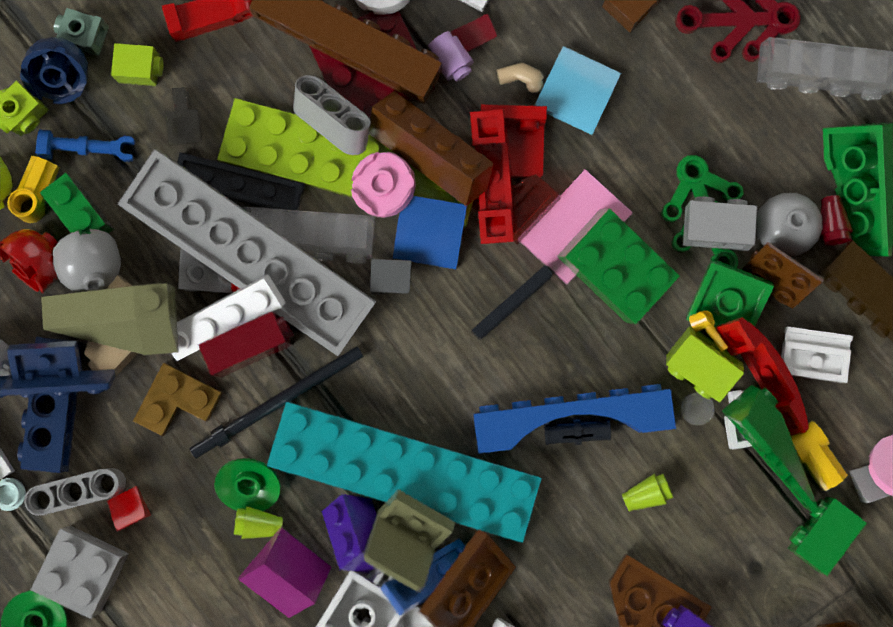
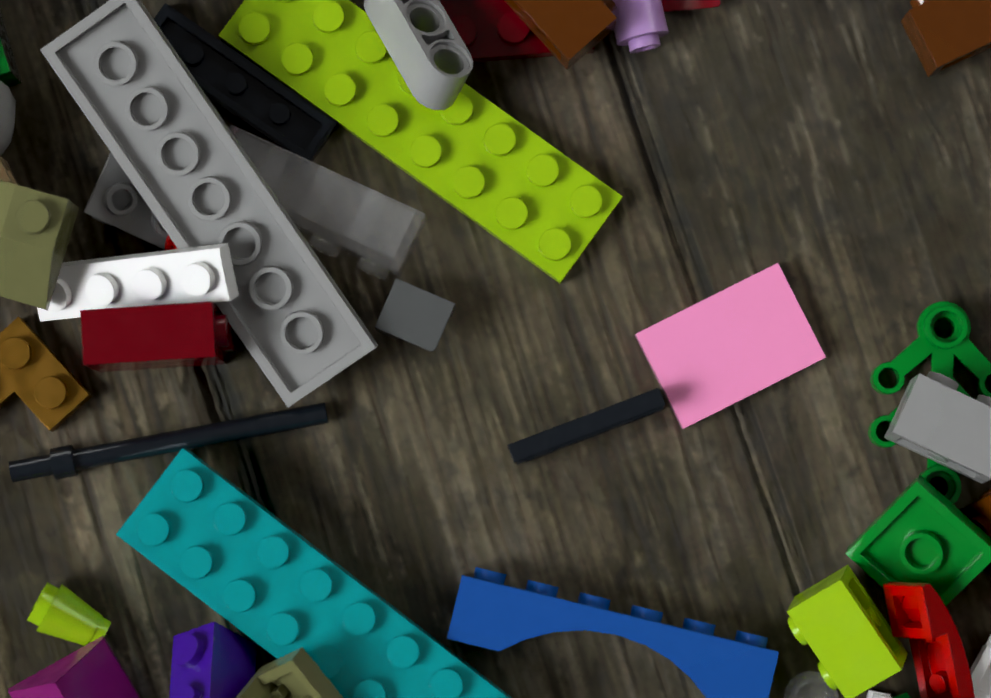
camera: 20 degrees right, 0 degrees up
(257, 492) = (76, 551): green dish -> none
(383, 184) = (457, 170): bright pink tile -> none
(430, 148) = (550, 142): reddish brown brick -> none
(430, 232) = (501, 269): blue slope -> none
(496, 203) = (631, 222): red slope -> none
(524, 73) = (739, 78): tan arm -> none
(525, 137) = (681, 177): red bracket -> none
(531, 203) = (652, 282): clear red wing -> none
(577, 90) = (812, 136): medium azure slope -> none
(577, 432) = (612, 663): black pin -> none
(618, 266) = (771, 432): green brick -> none
(705, 320) = (874, 567): yellow hand -> none

